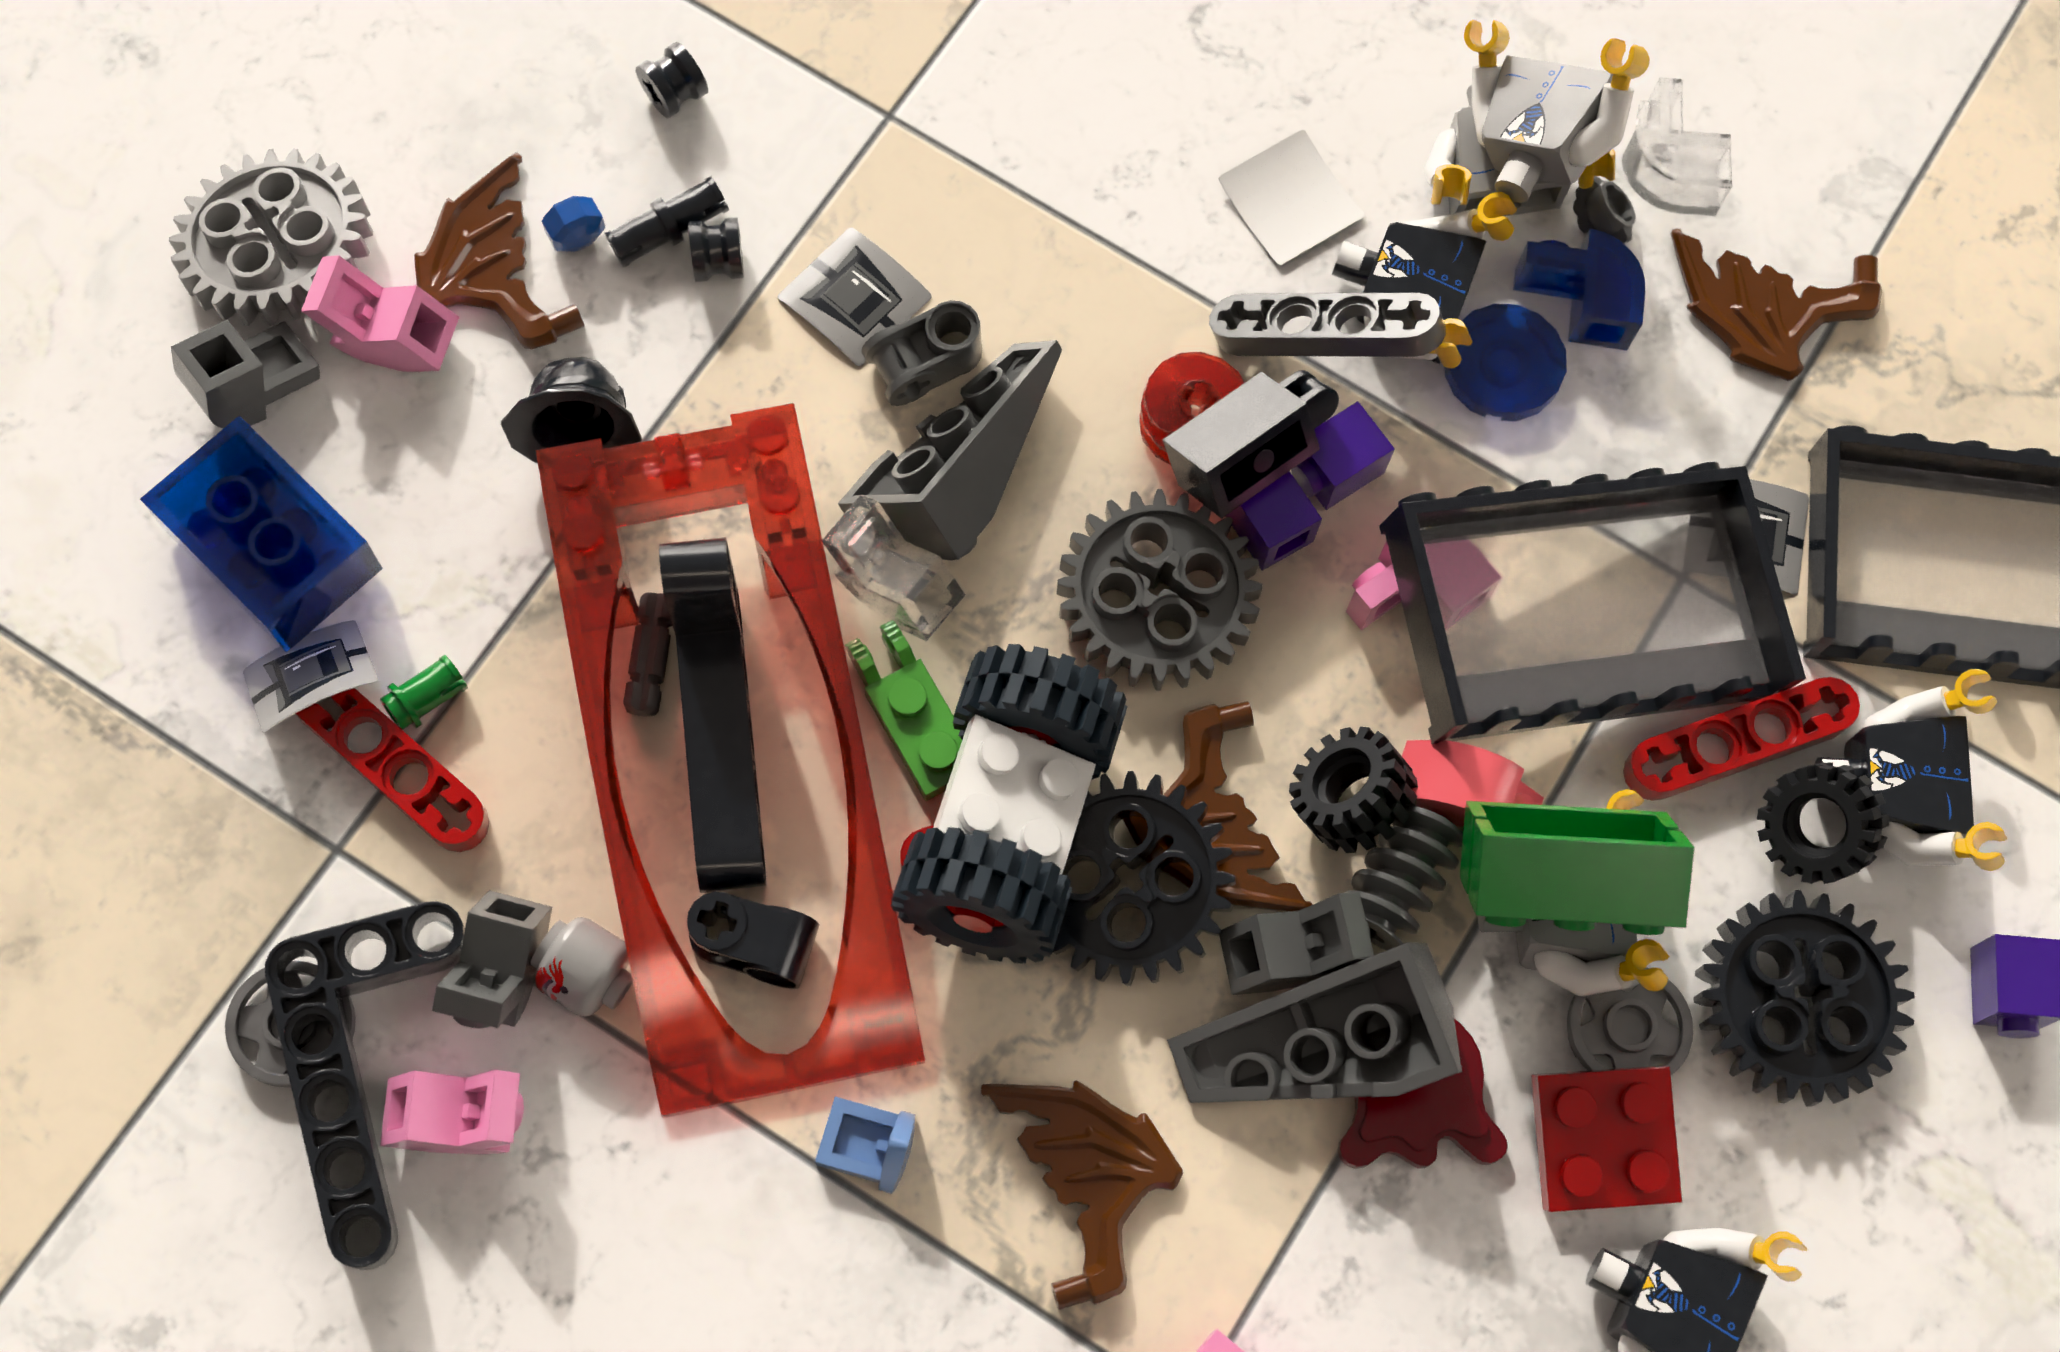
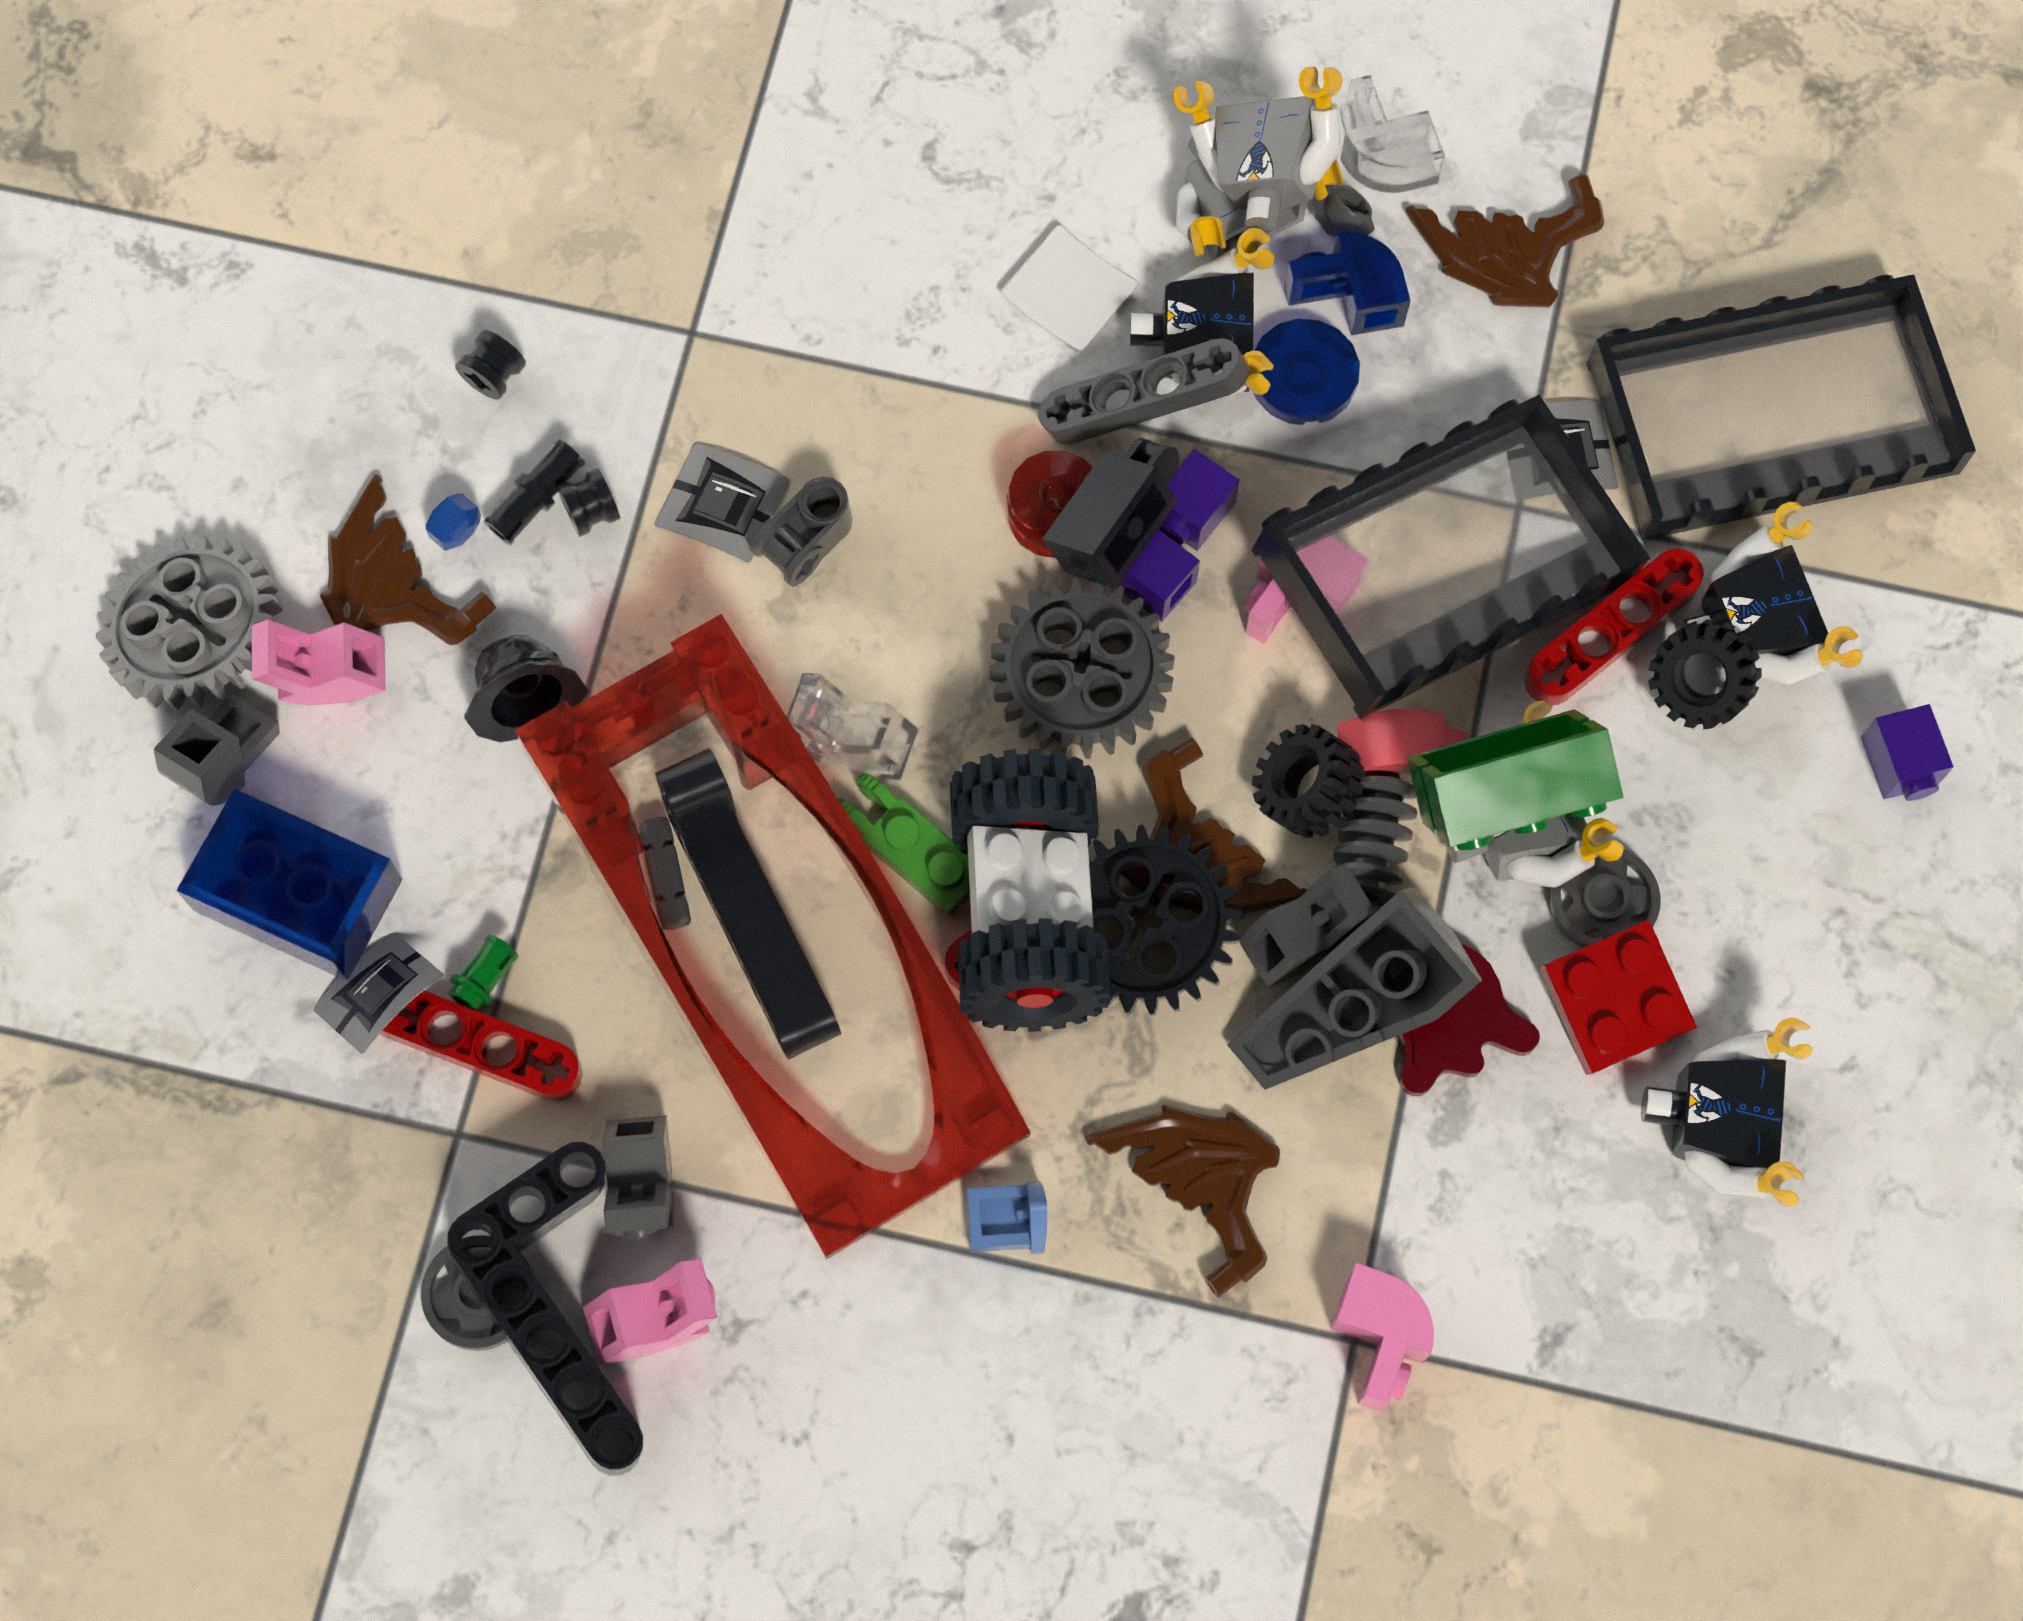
camera: 15 degrees left, 0 degrees up
(582, 966) = (713, 1155): light grey head -> none
(761, 939) = (853, 1082): black piece -> none
(956, 473) = (872, 613): dark grey wedge -> none
(1862, 999) = (1786, 810): black gear -> none

